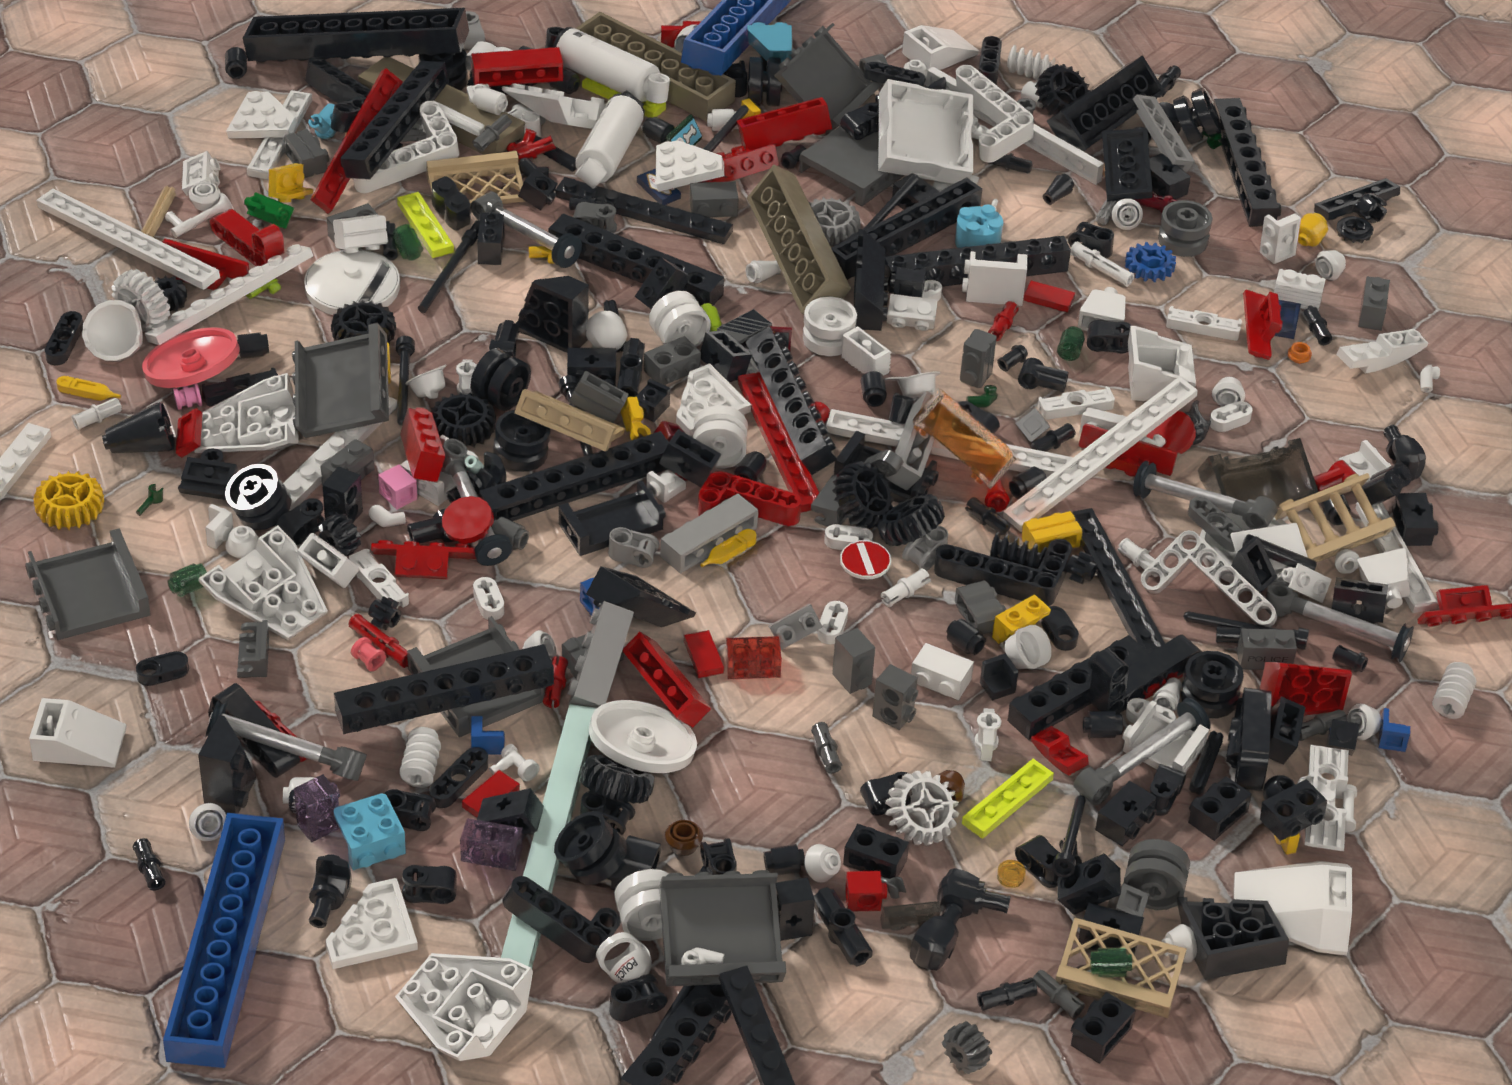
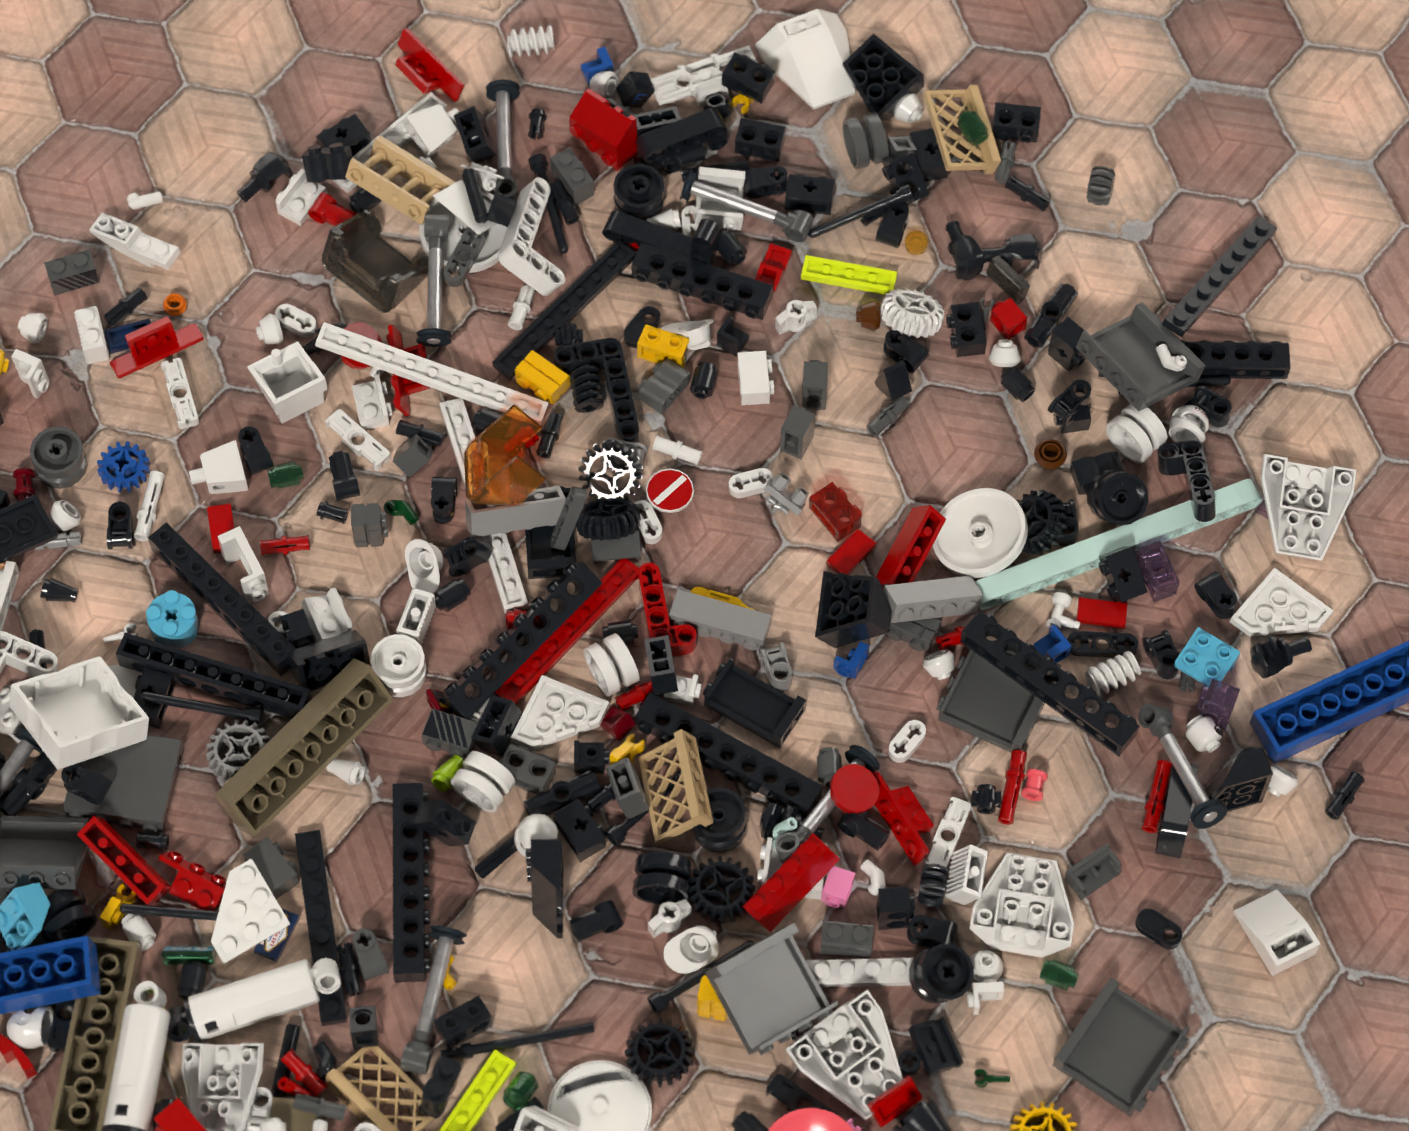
camera: 120 degrees left, 20 degrees up
(855, 758) = (894, 381): none -> black slope

